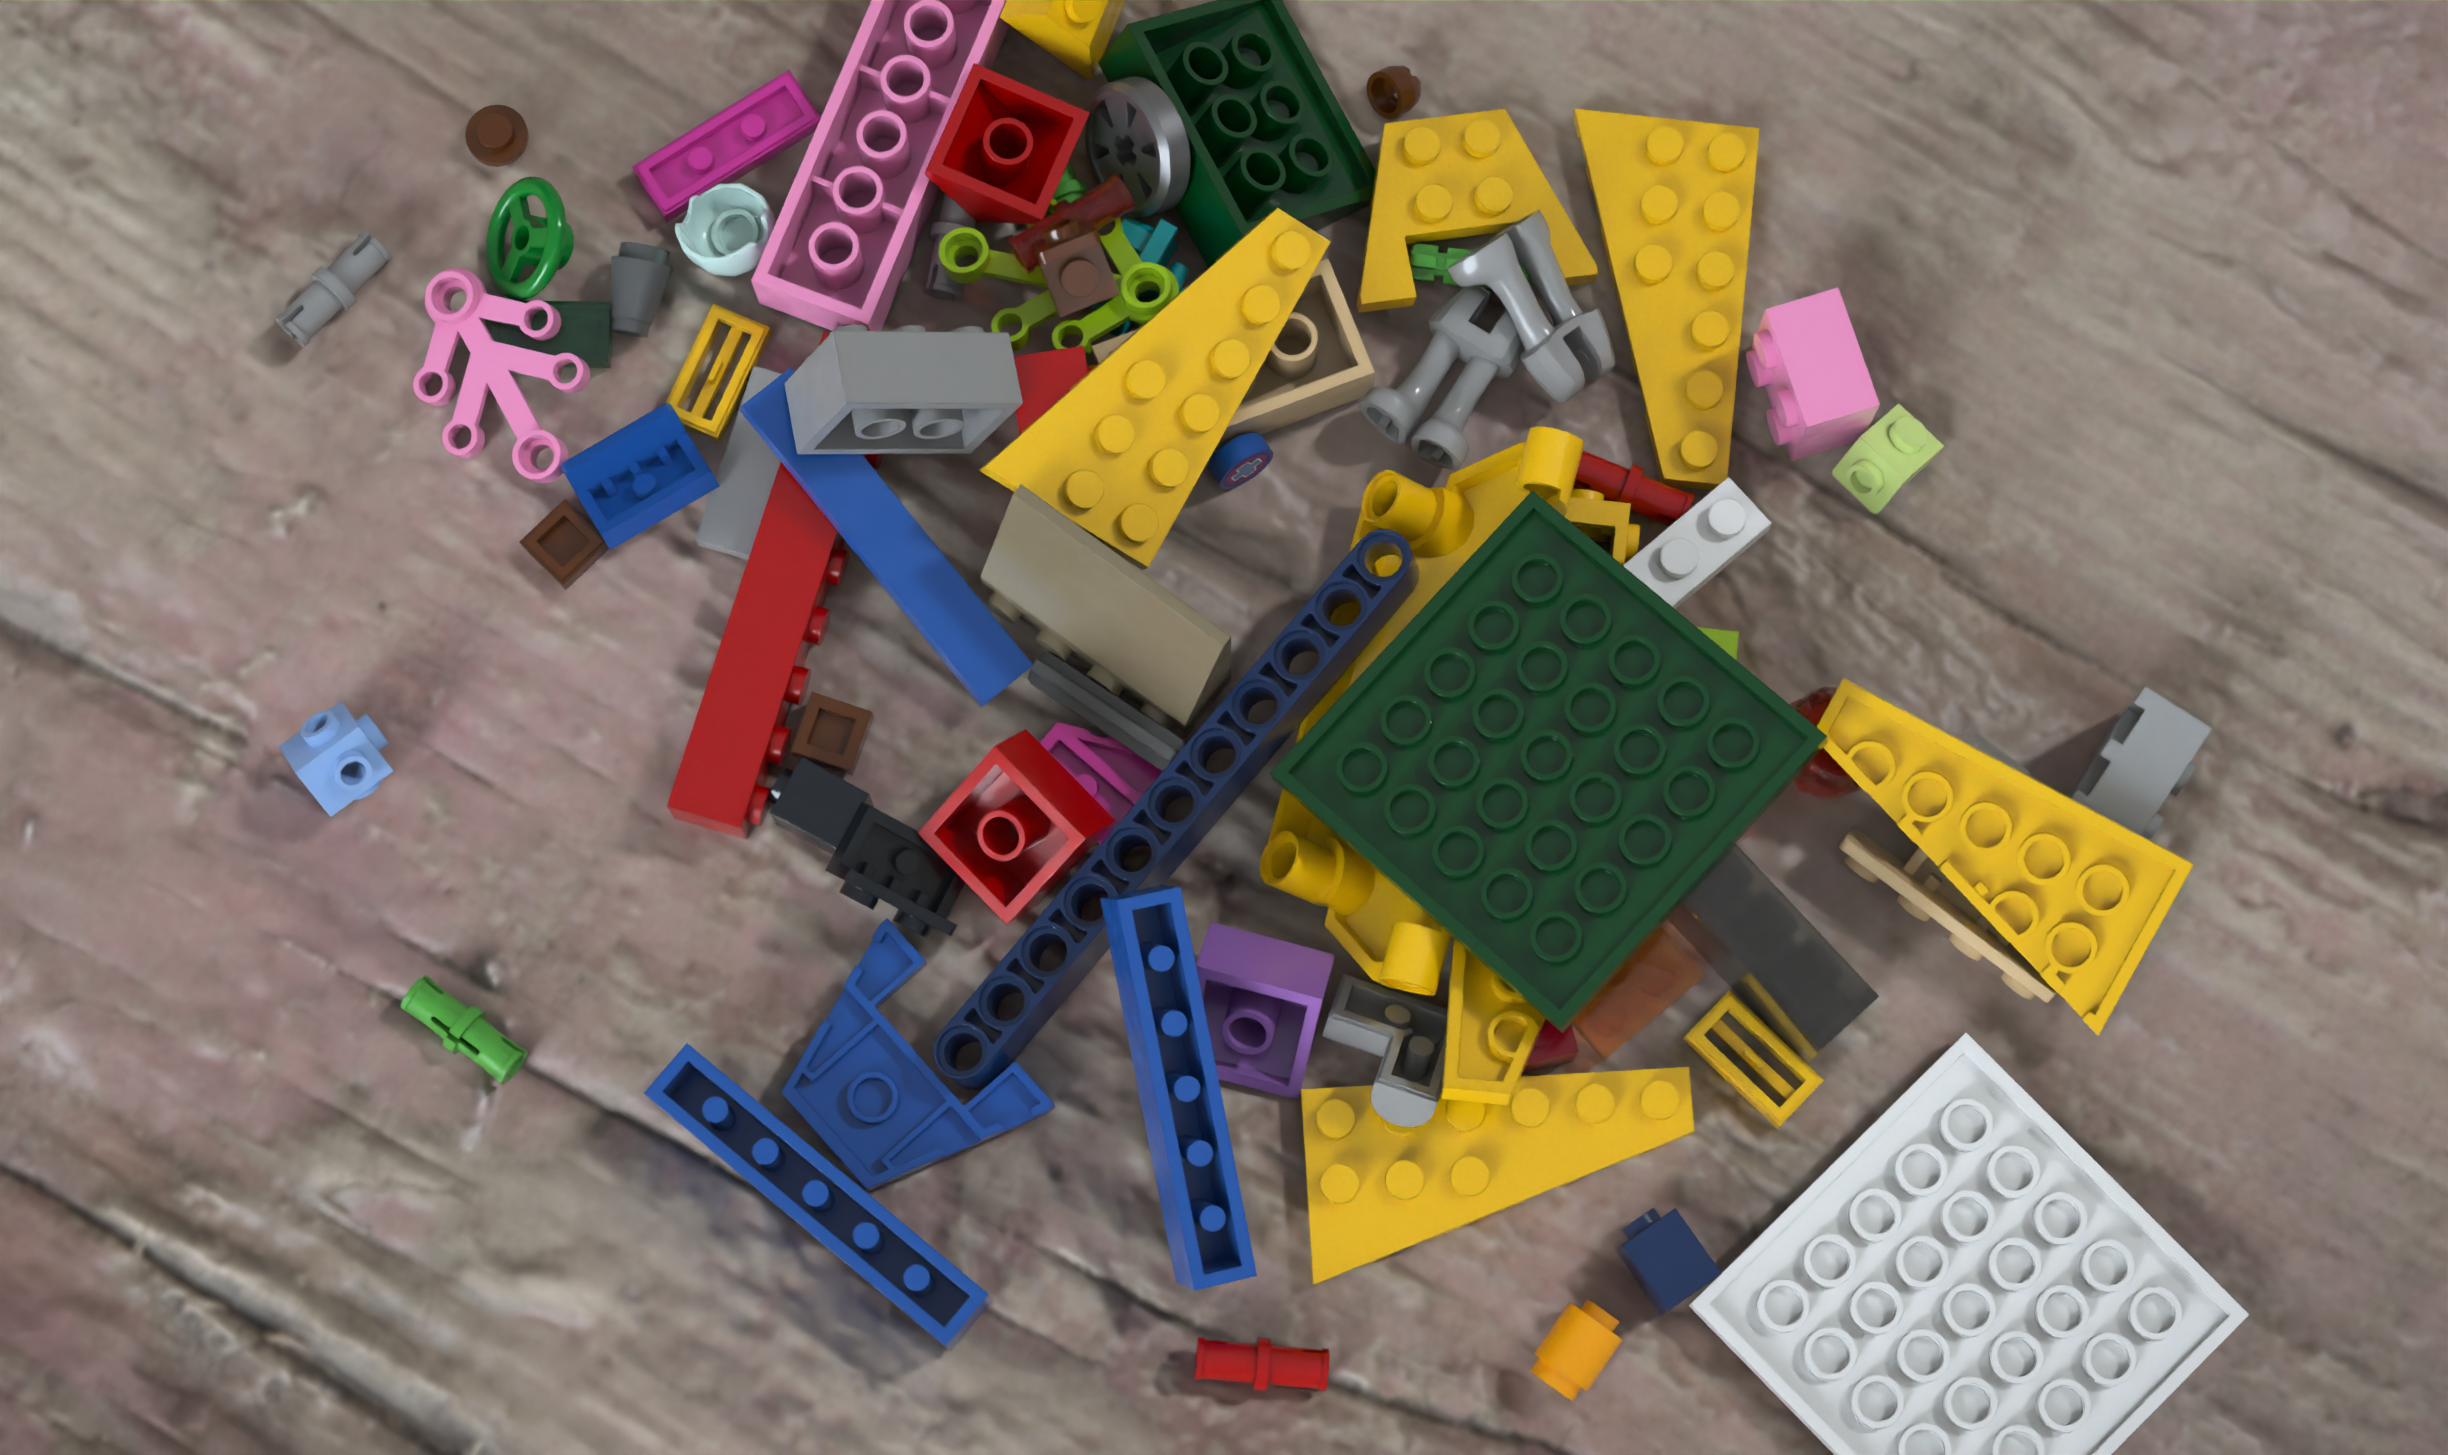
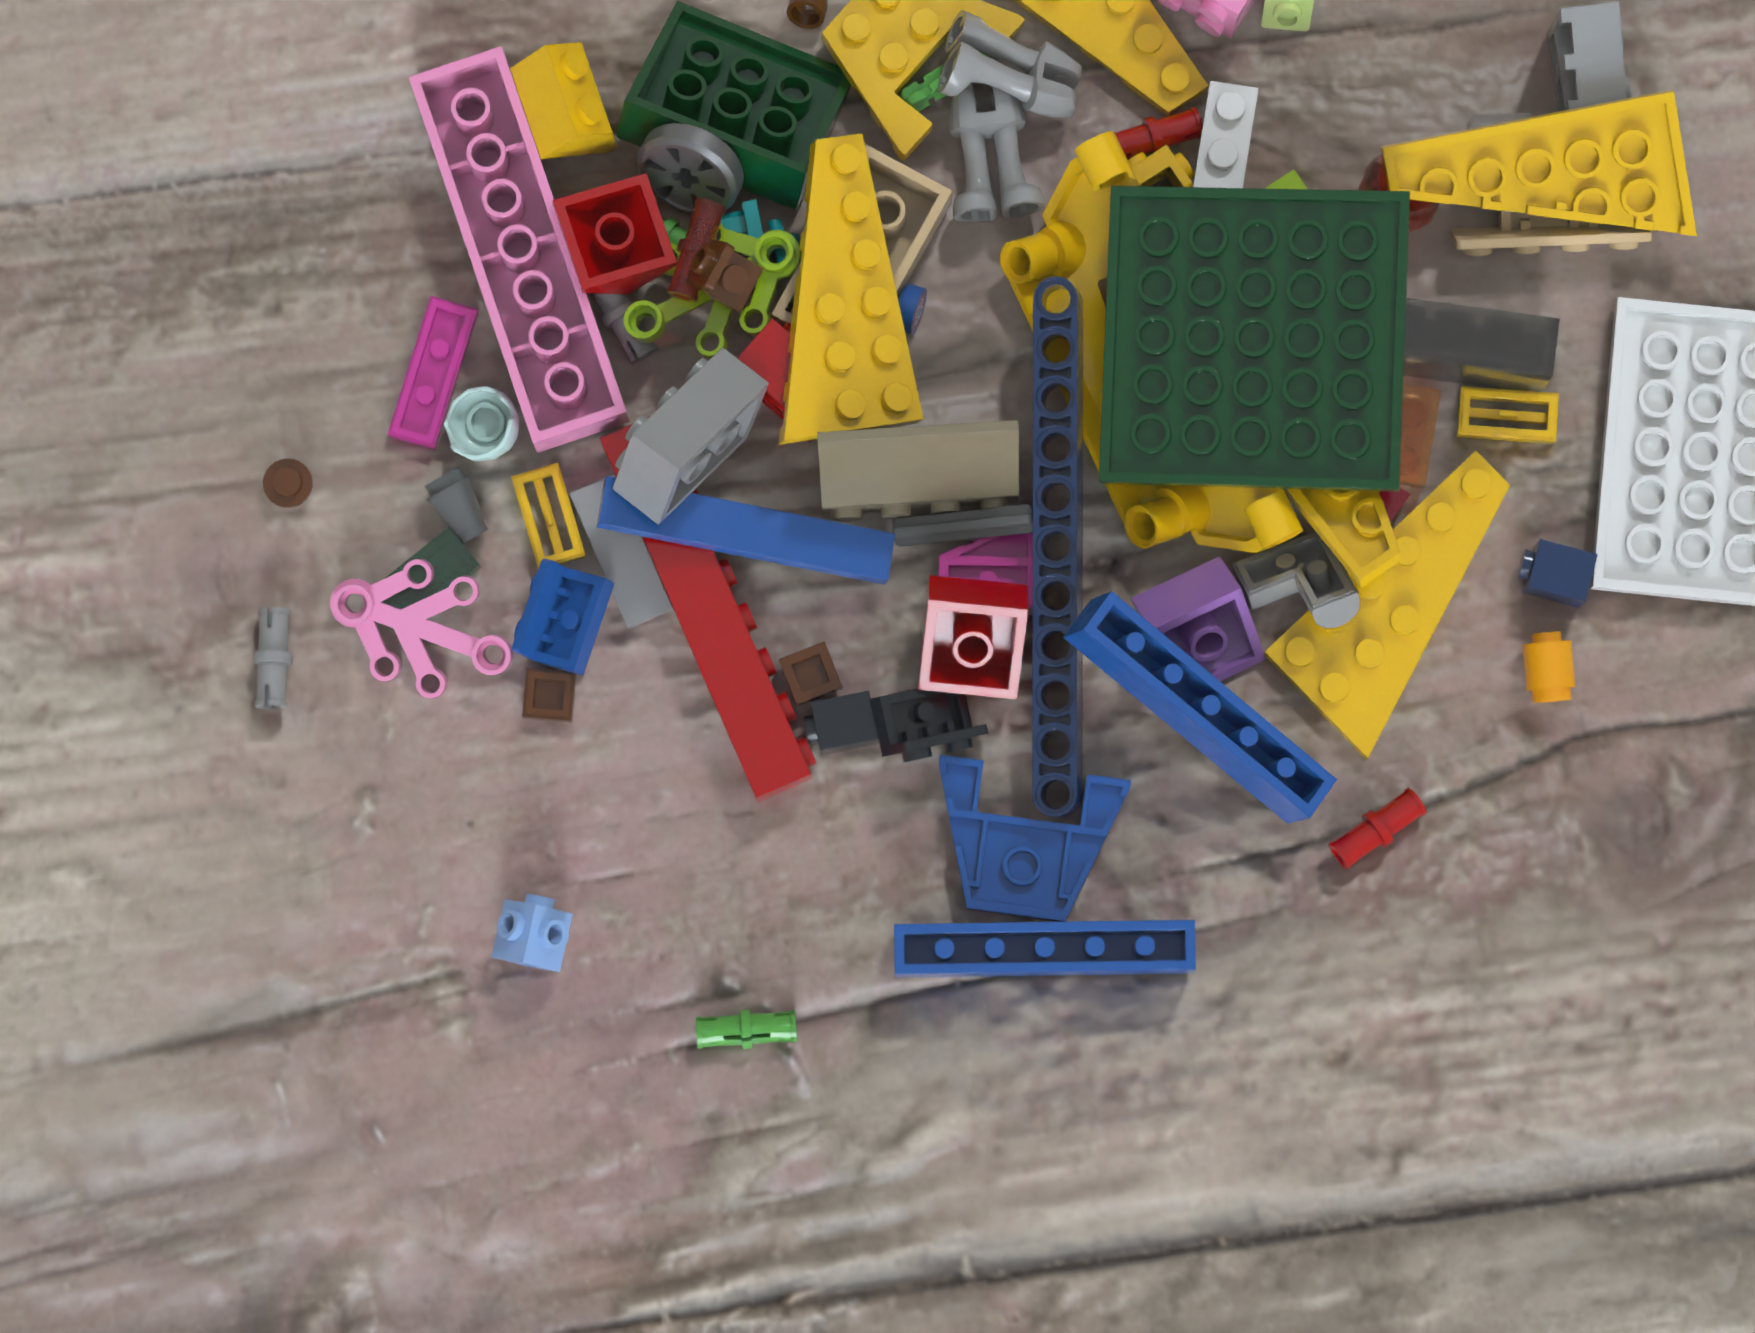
camera: 40 degrees left, 5 degrees up
(533, 241) = (370, 528): green piece -> none

